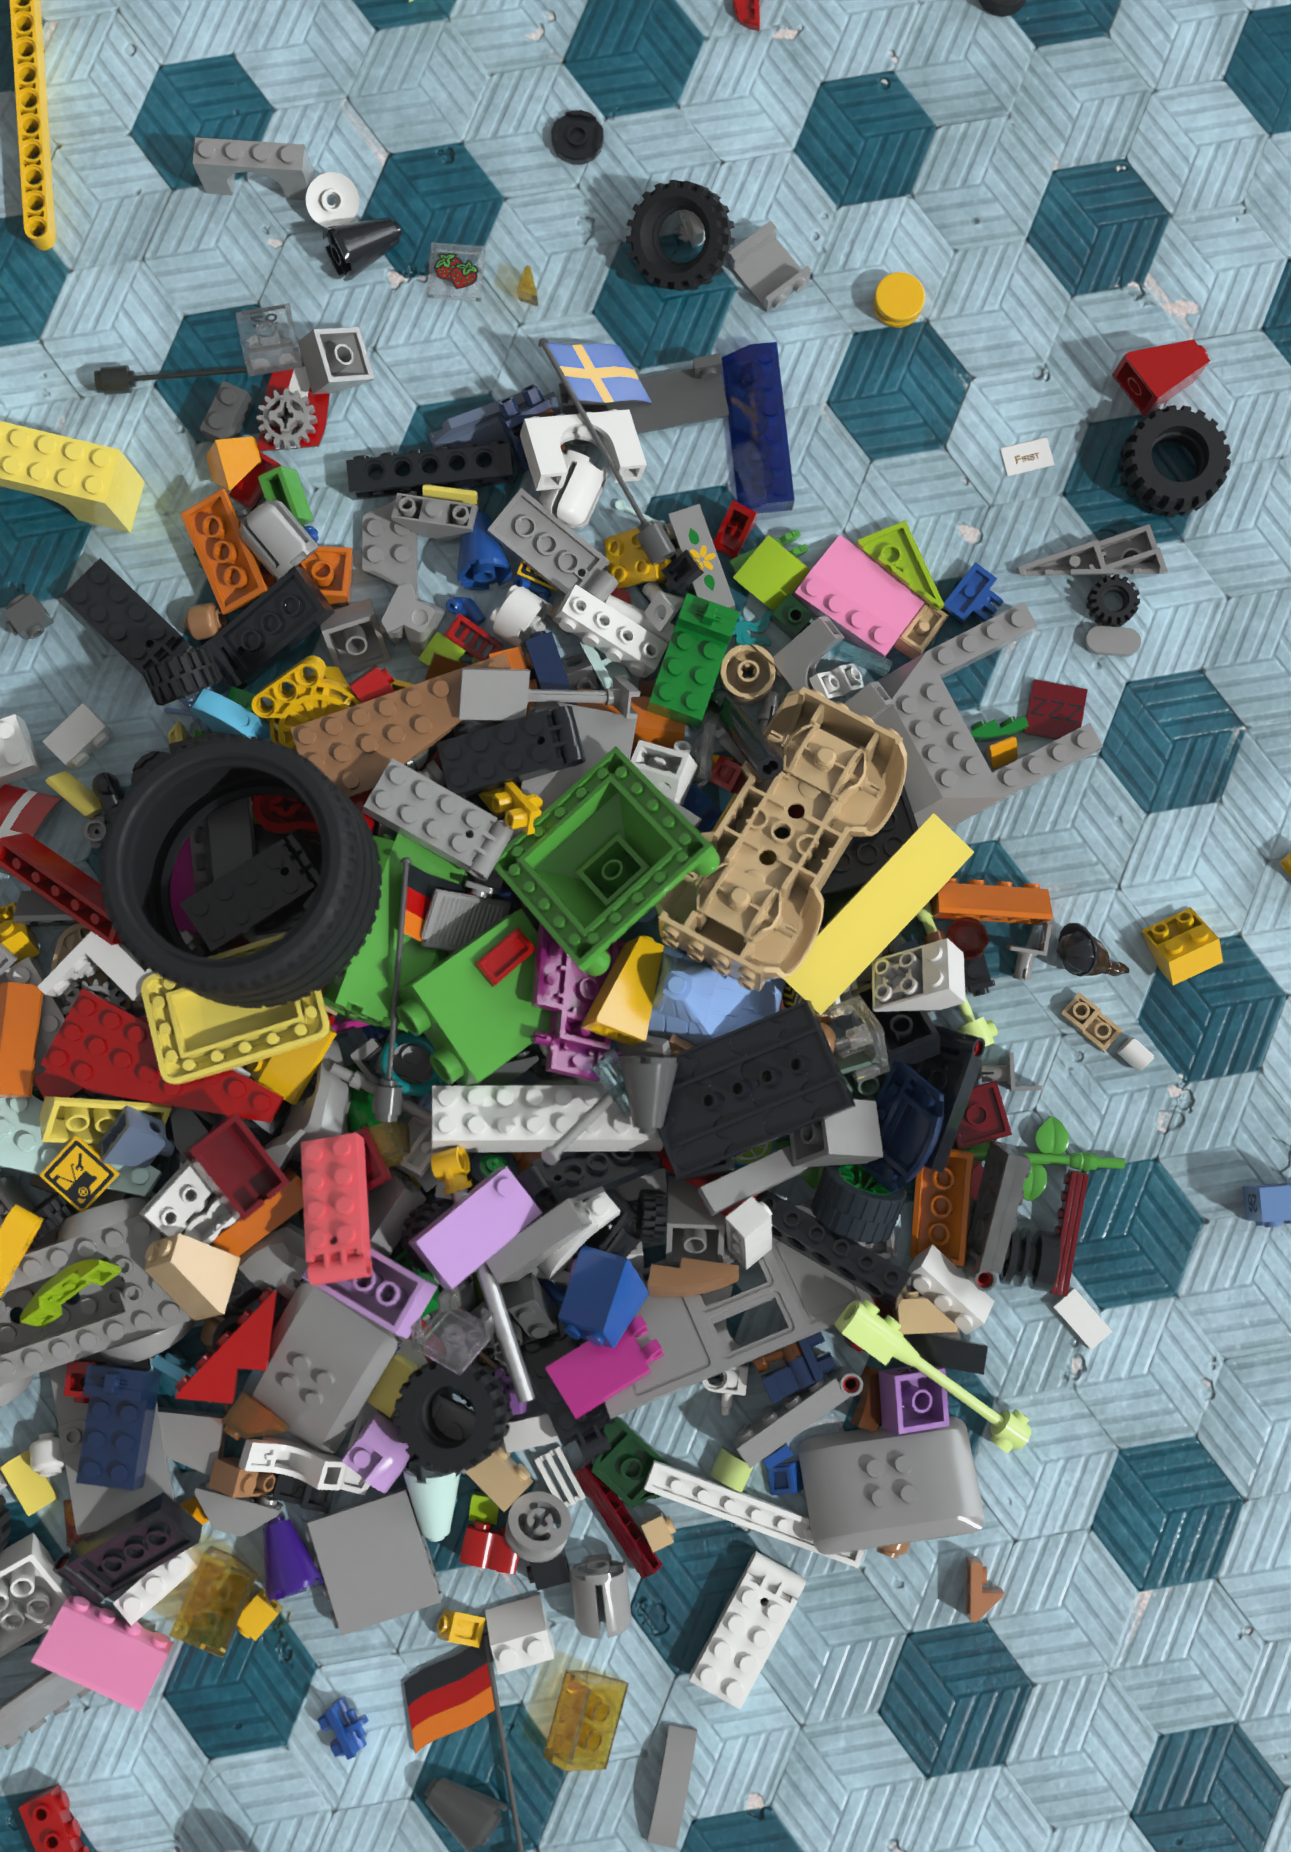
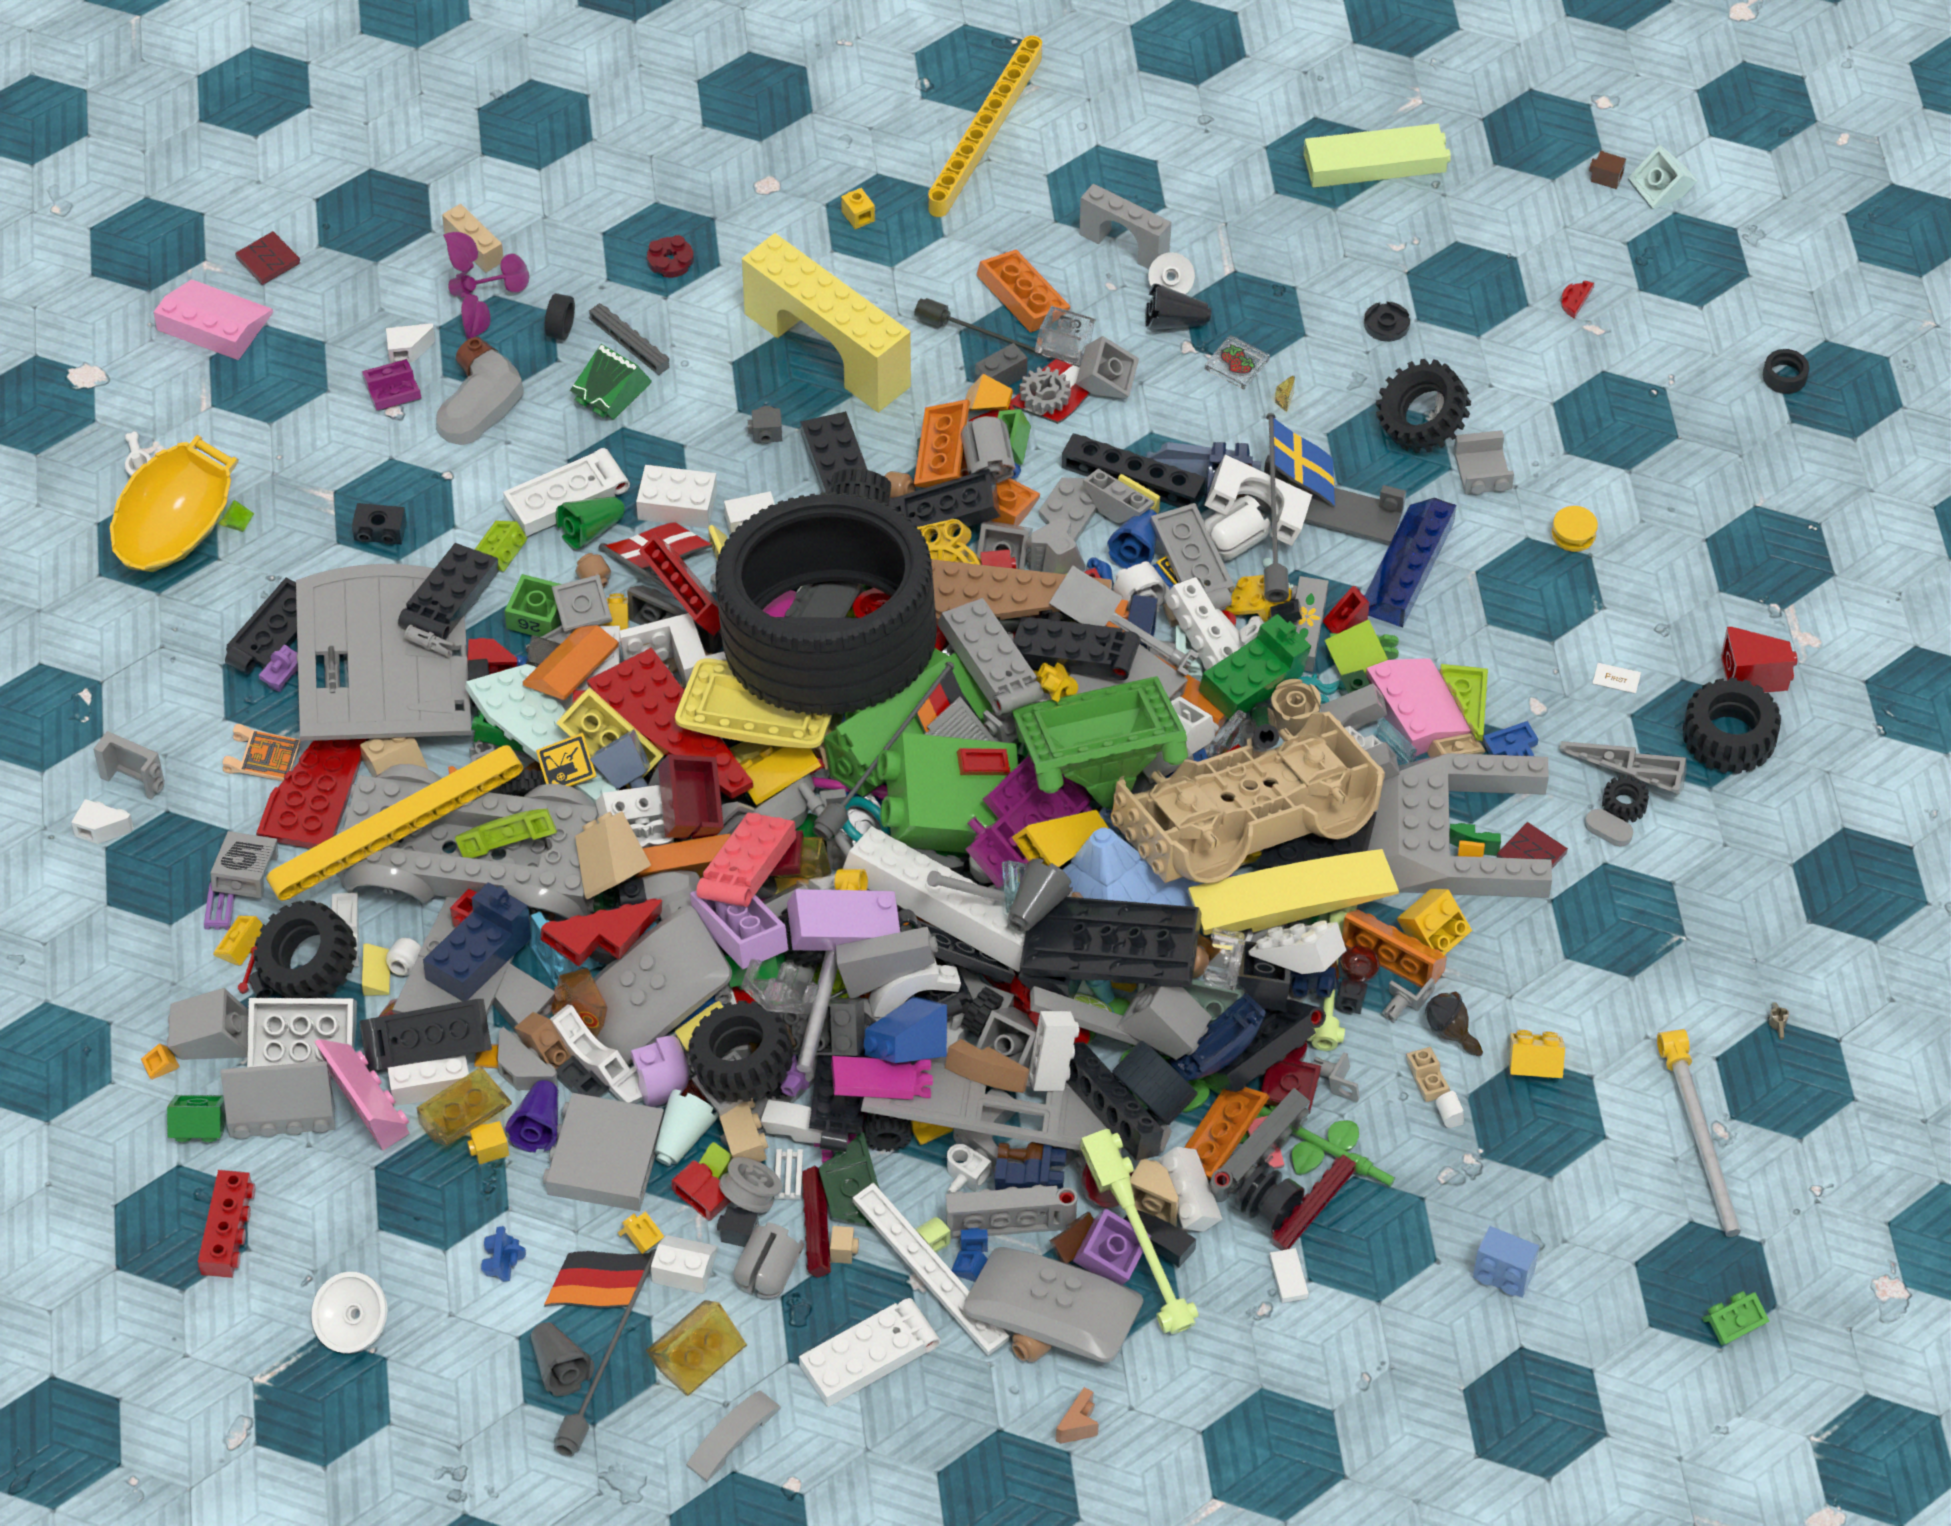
camera: 30 degrees right, 30 degrees down
(189, 298) = (1020, 288): none -> orange slope
(1010, 849) = (1435, 921): none -> yellow slope

